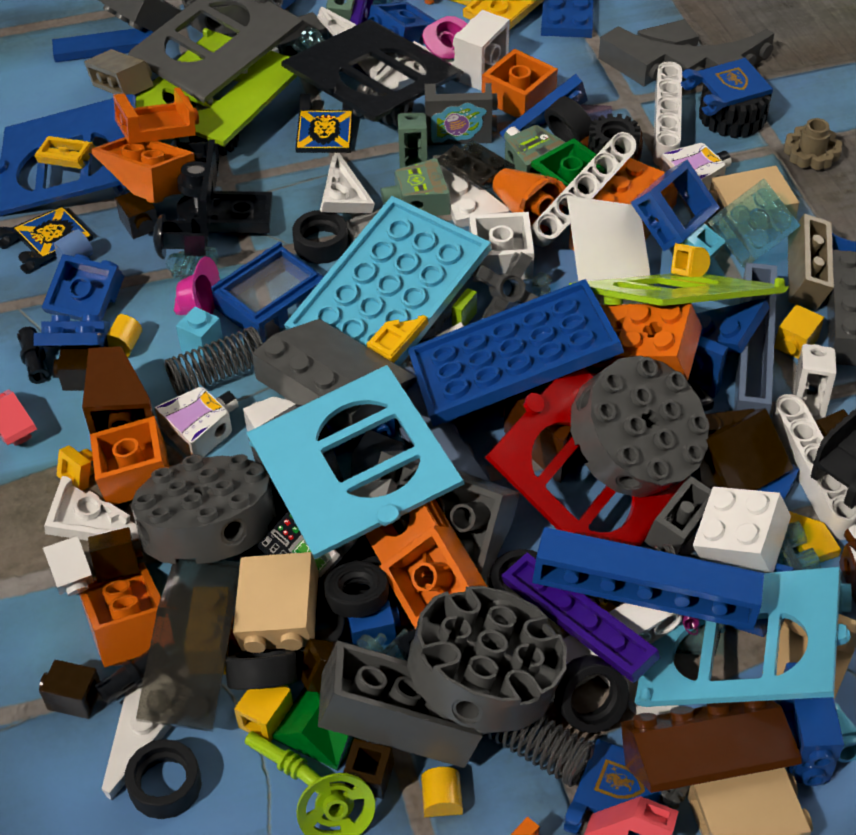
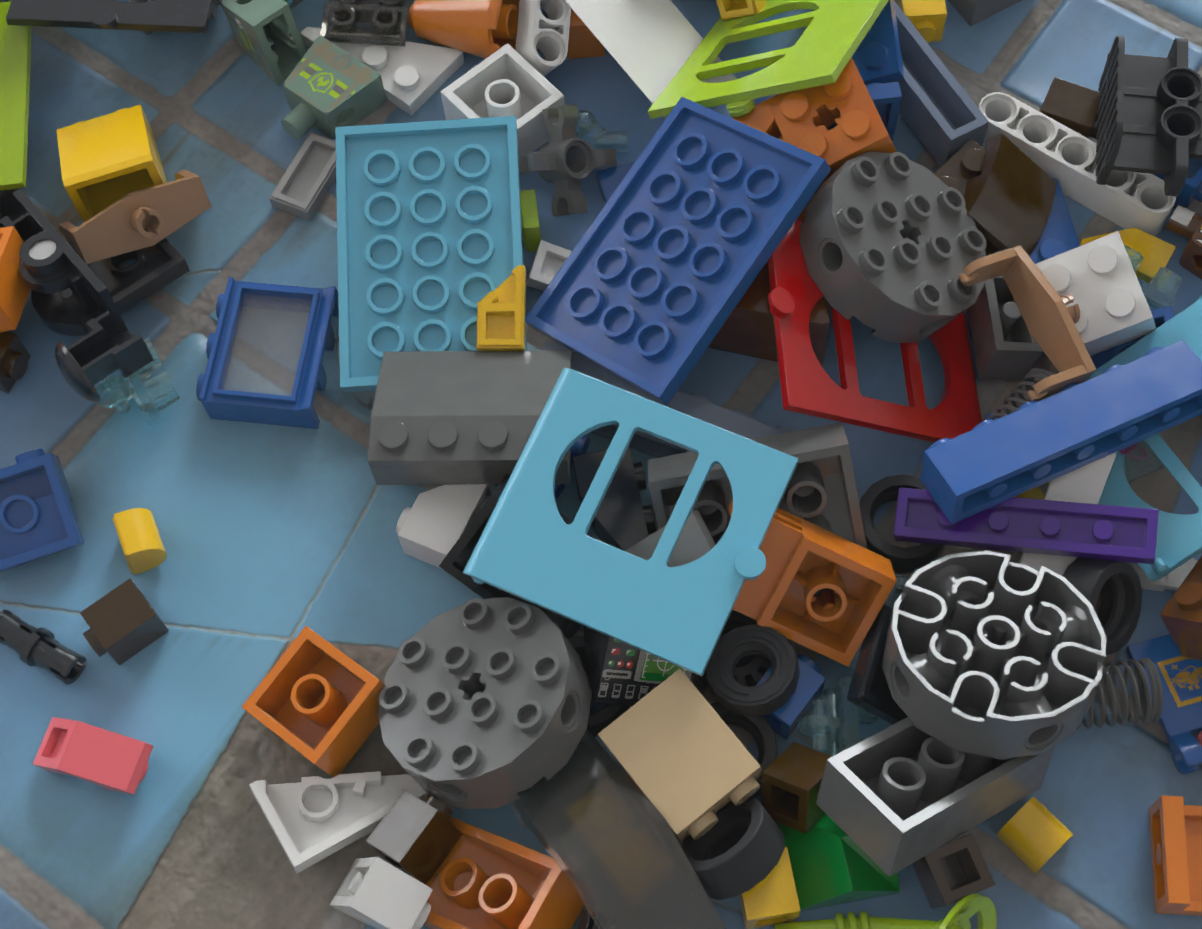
camera: 35 degrees left, 15 degrees up
(63, 332) = (77, 584): blue plate -> none
(75, 466) = (249, 758): yellow tile -> none
(112, 391) = (224, 629): reddish brown slope -> none
(175, 377) = (247, 540): dark grey piece -> none
(196, 288) = (180, 418): dark pink piece -> none
(197, 420) = (344, 588): white torso -> none
(198, 329) = (238, 470): medium azure brick -> none
(263, 190) = (138, 219): none -> medium nougat piece
(275, 164) = (108, 159): none -> yellow slope
(320, 251) = (253, 207): black tyre -> none
(323, 129) = (119, 74): flag -> none
(344, 191) = (236, 153): white wing -> none
(695, 513) = (1043, 313): none -> medium nougat piece
(818, 369) = (990, 54): white torso -> none

